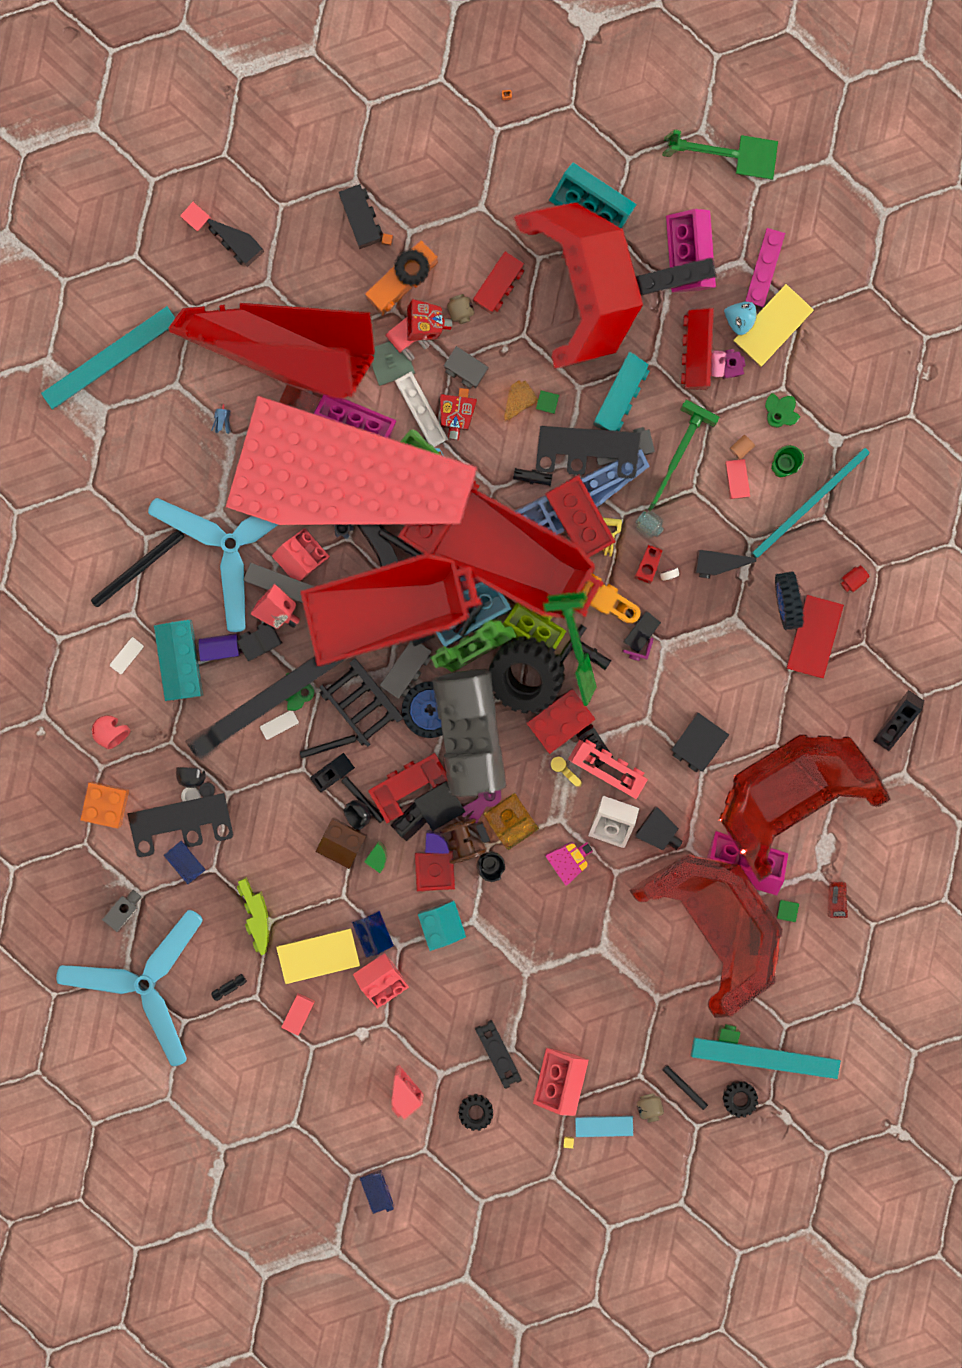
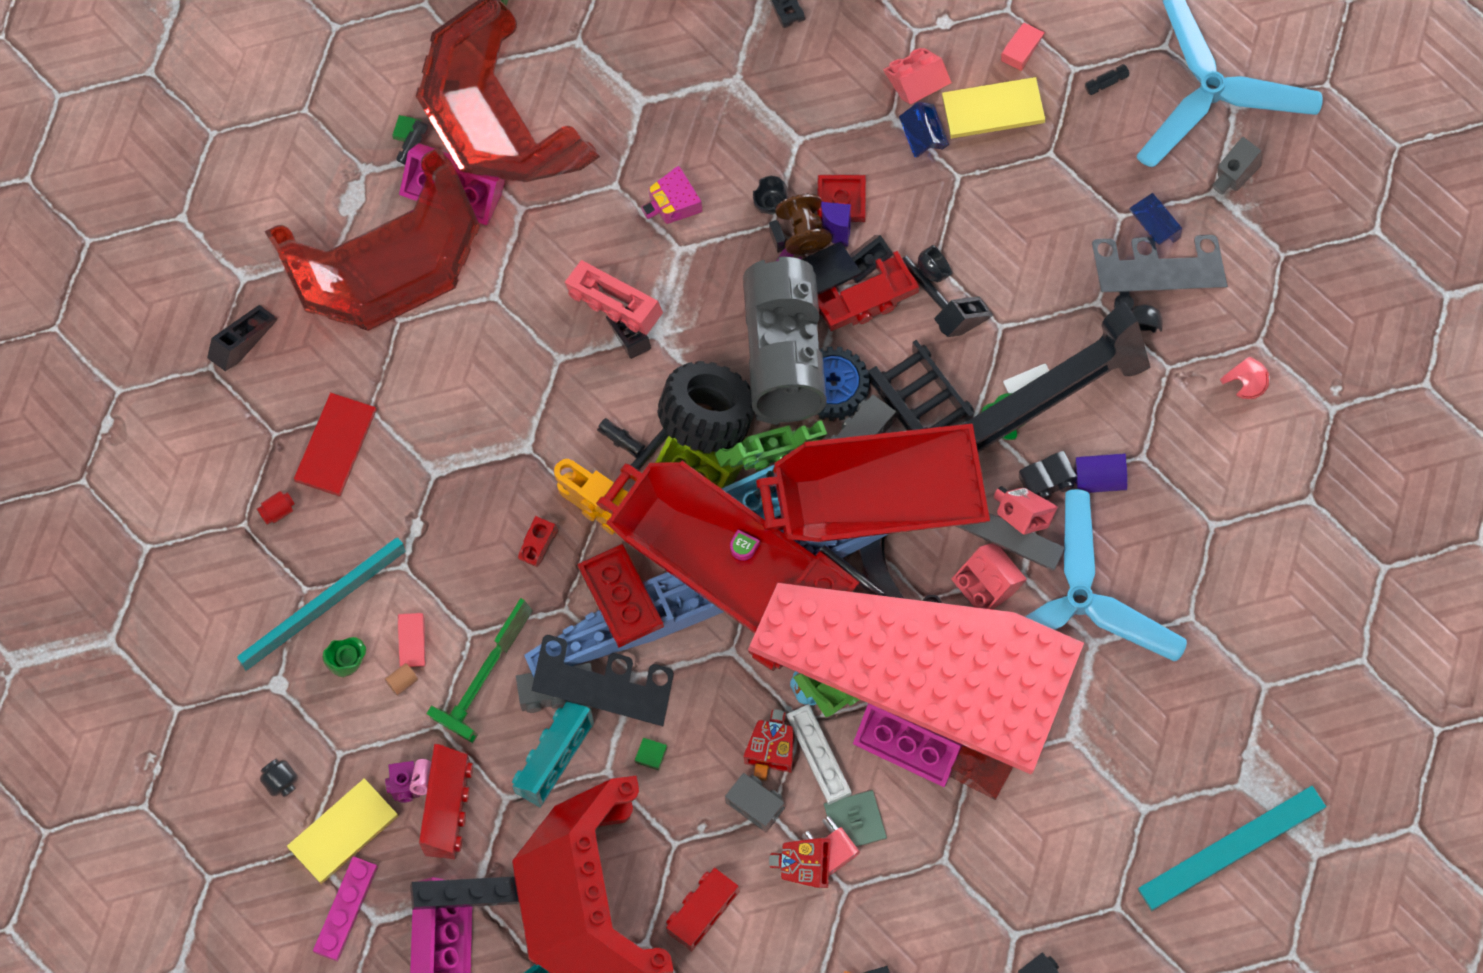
camera: 175 degrees left, 20 degrees down
(104, 805) = (1255, 293): orange brick -> none
(126, 655) = (1222, 474): white sticker -> none
(137, 568) = (1205, 577): black axle -> none
(178, 660) = (1154, 461): teal slope -> none
(190, 794) = (1145, 297): white tile -> none
(222, 416) = (1084, 759): flat silver piece -> none
(259, 923) = (1067, 157): lime slope -> none
(296, 345) = (988, 839): red windscreen -> none
(328, 746) = (967, 349): black piece -> none
(341, 843) = (956, 235): reddish brown slope -> none
(377, 857) = (913, 210): green brick -> none
(389, 289) = (832, 918): orange brick -> none
(406, 256) = (816, 933): black tyre -> none
(441, 925) = (837, 133): teal slope -> none
(460, 309) = (756, 879): dark tan head -> none
(488, 560) = (743, 545): none -> tile
(511, 821) = (740, 245): clear yellow slope -> none
(519, 399) = (688, 756): clear yellow slope -> none
(532, 477) = (678, 660): black pin -> none
(559, 765) = (674, 310): light yellow piece -> none
(560, 721) = (662, 353): red brick -> none
(584, 672) = (642, 474): green piece -> none
(612, 522) = (580, 598): light yellow piece -> none
(613, 822) = (611, 240): white slope -> none
(635, 656) = (564, 431): magenta bracket -> none
(642, 631) = (544, 470): black slope -> none
(649, 524) = (532, 589): clear light blue head -> none
(659, 830) = (557, 226): black torso -> none
(669, 574) = (512, 528): white tile -> none
(699, 743) = (494, 324): black panel -> none
(715, 563) = (446, 537): black slope -> none
(741, 317) = (383, 839): medium azure piece -> none
(782, 896) = (412, 139): none -> black axle
(783, 408) = (342, 726): green plate -> none
(789, 600) = (362, 478): black wheel -> none
(826, 362) = (278, 778): none -> black head
(837, 900) = (344, 134): clear red leg -> none

